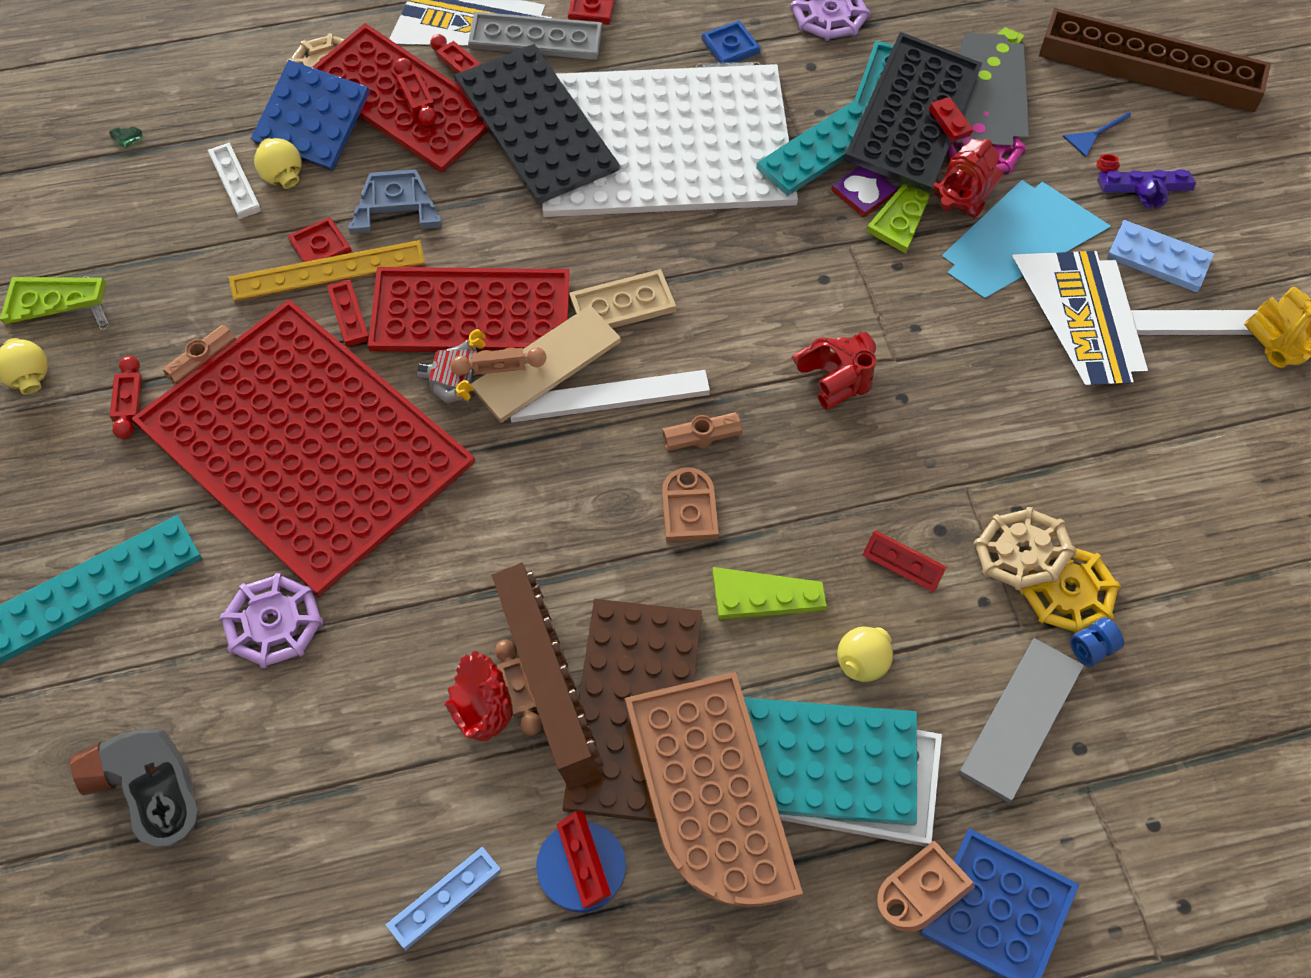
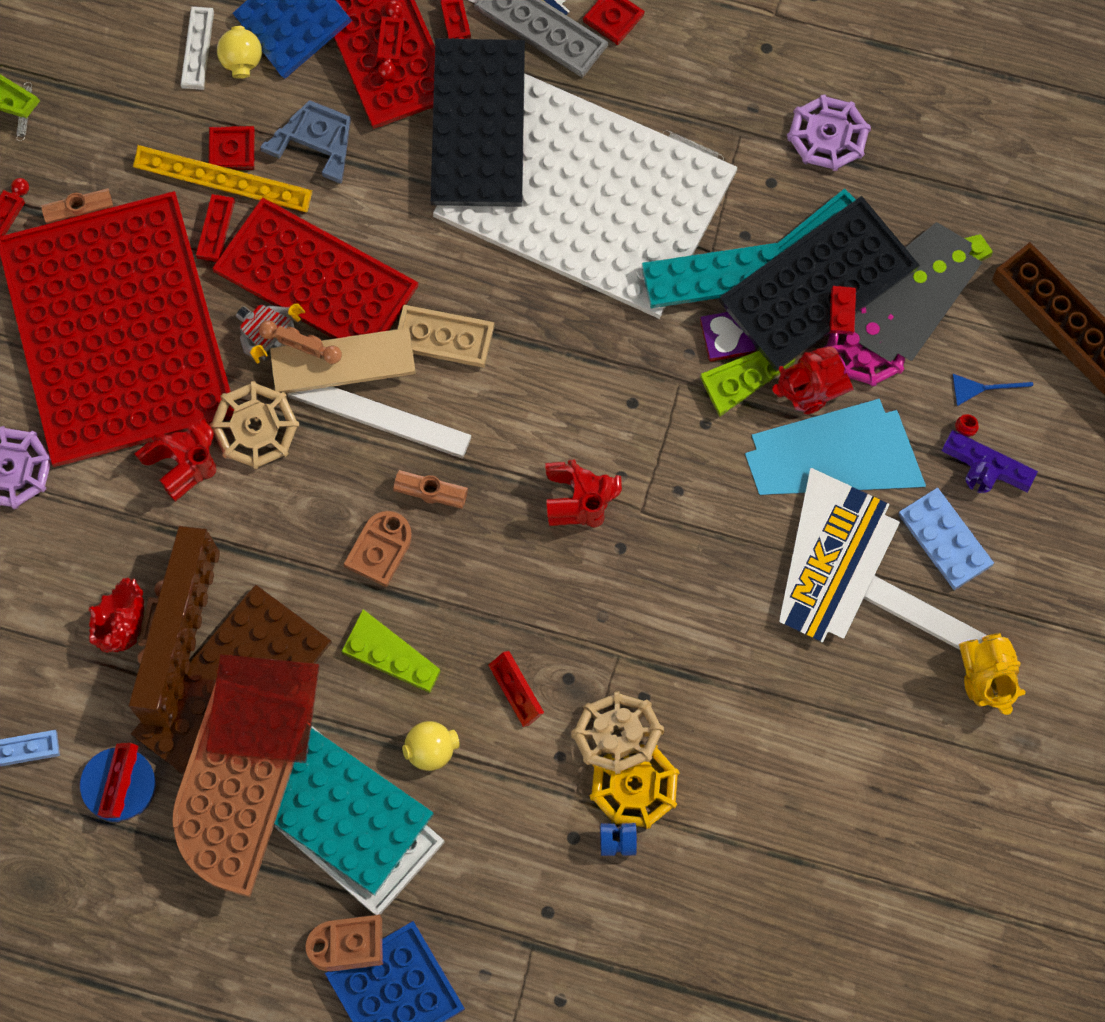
camera: 30 degrees right, 10 degrees up
(450, 511) = (191, 453): none -> red helmet
(493, 470) = (249, 437): none -> tan plate
(692, 700) = (263, 708): none -> clear red plate
(731, 43) = (713, 122): blue tile -> none
(1021, 720) = (518, 864): light grey tile -> none

